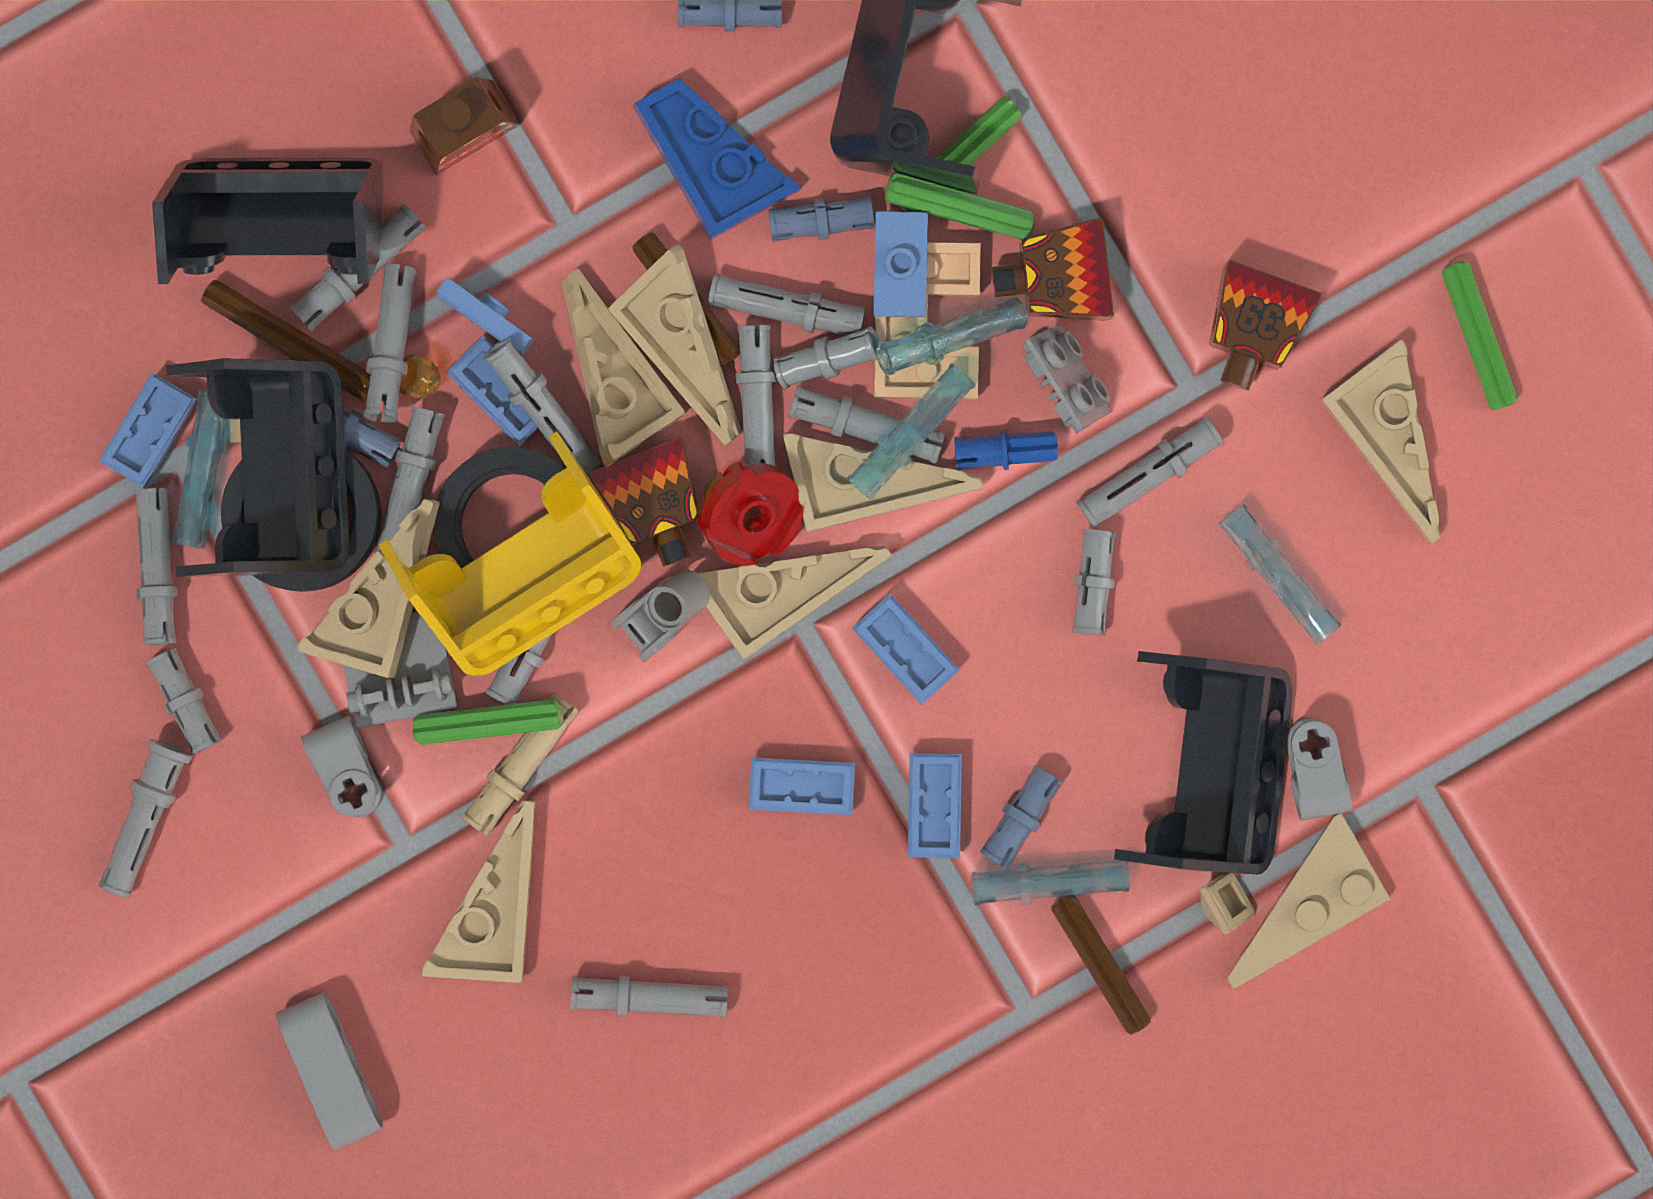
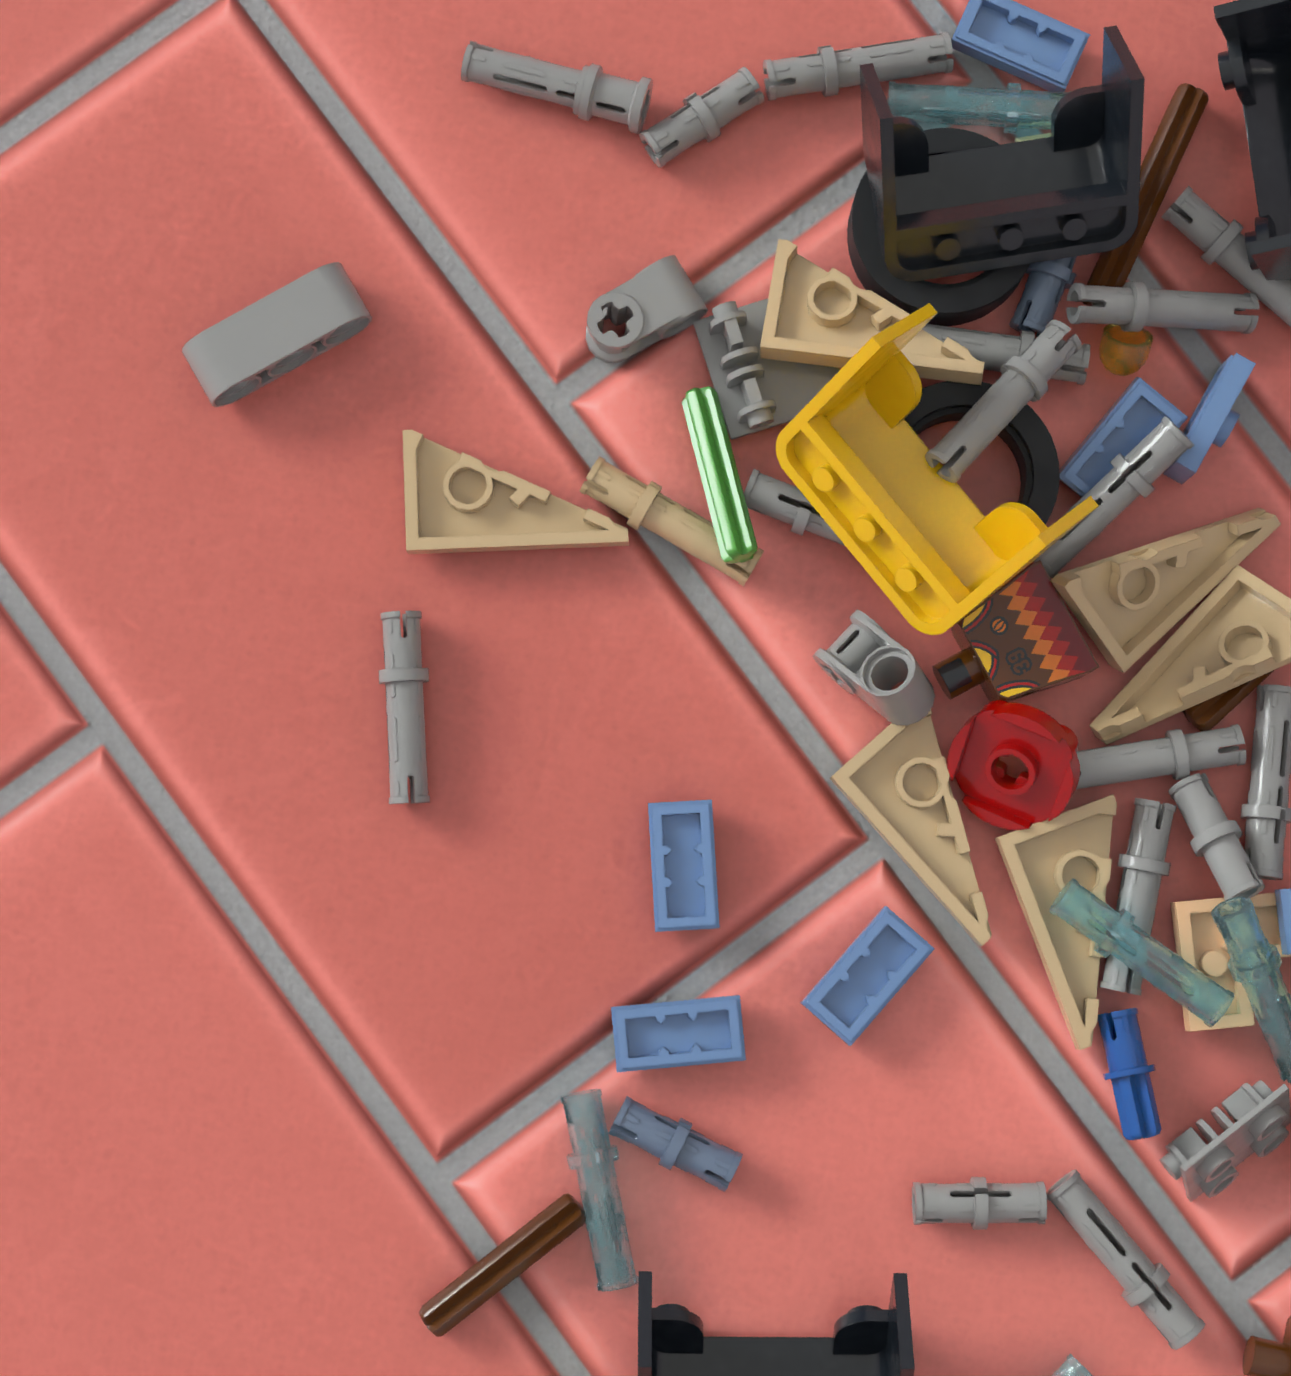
camera: 85 degrees right, 5 degrees down
(442, 471) = (1021, 381): none -> light grey pin

